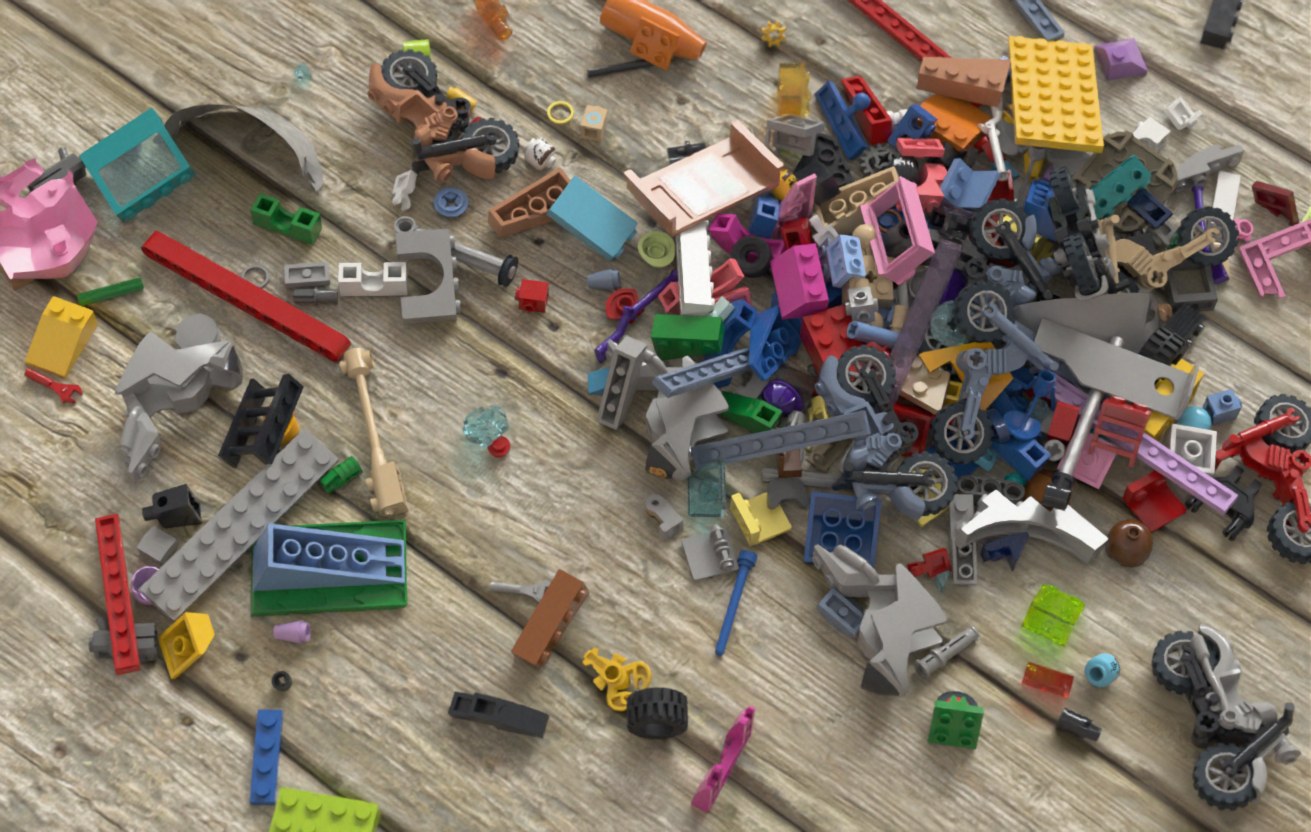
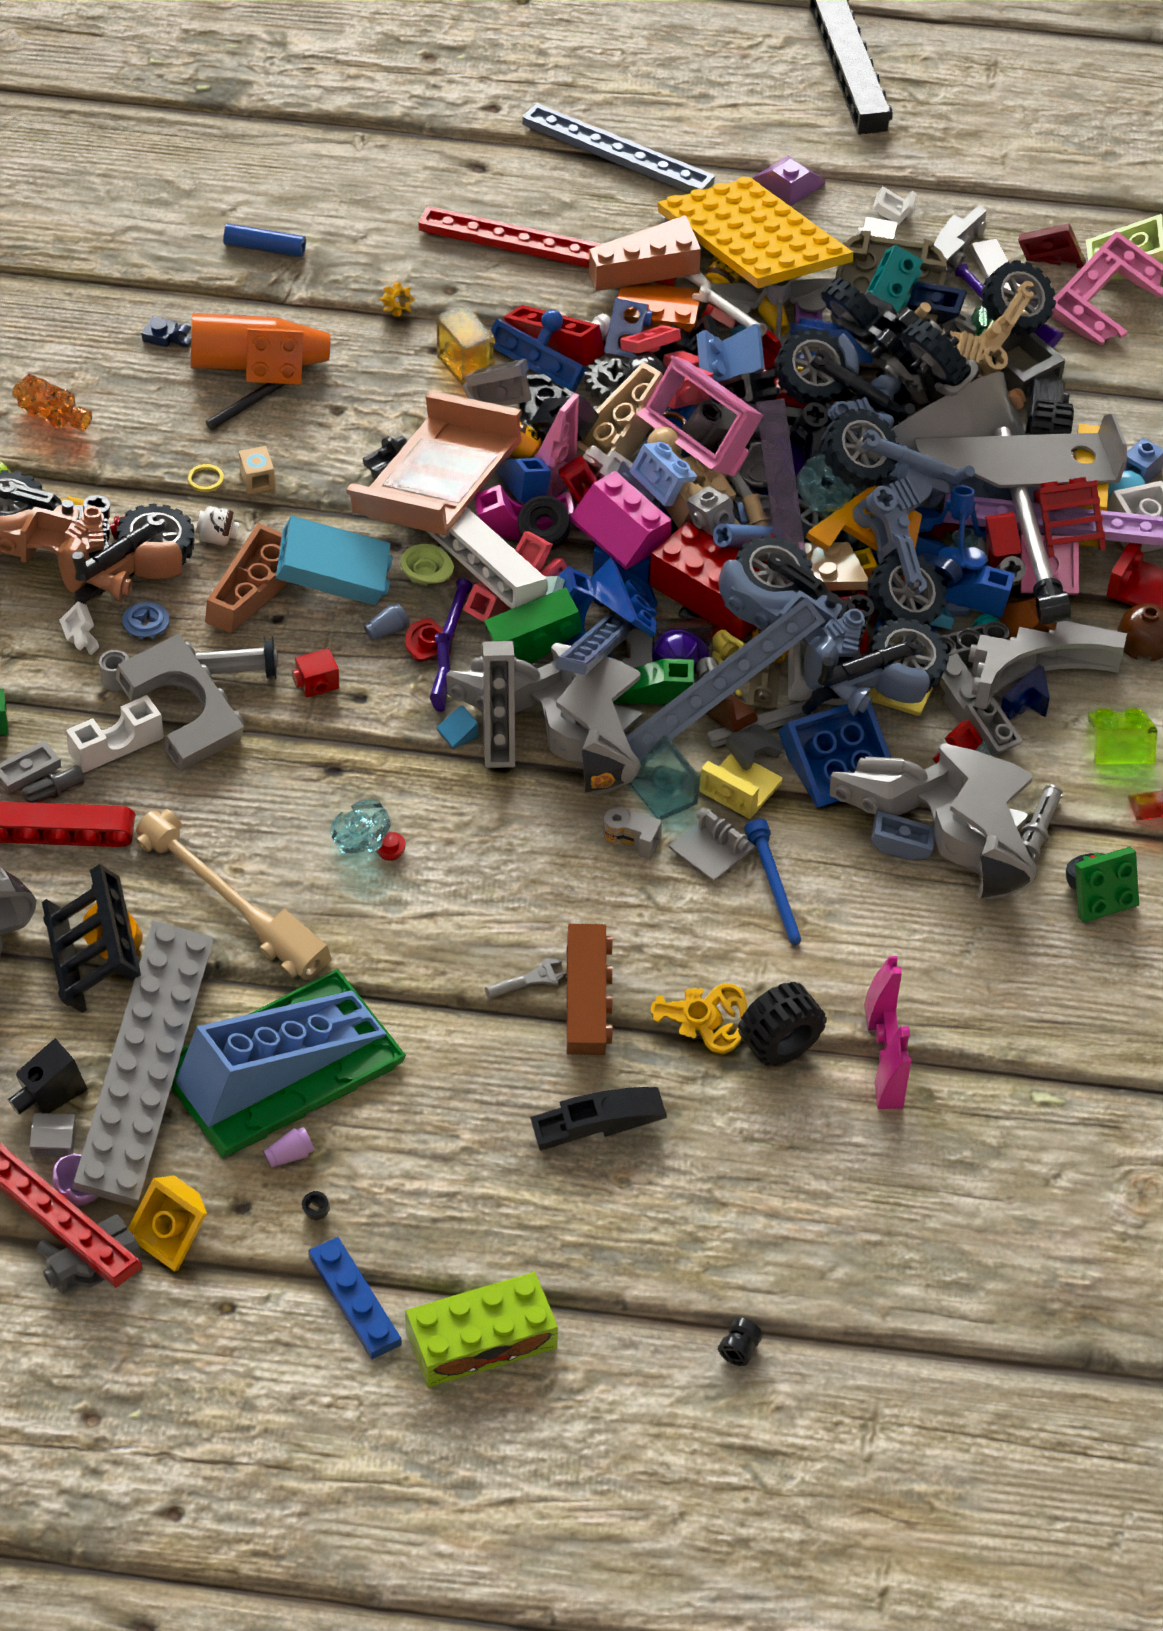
camera: 30 degrees left, 10 degrees down
(341, 474) = (226, 955): green hinge -> none

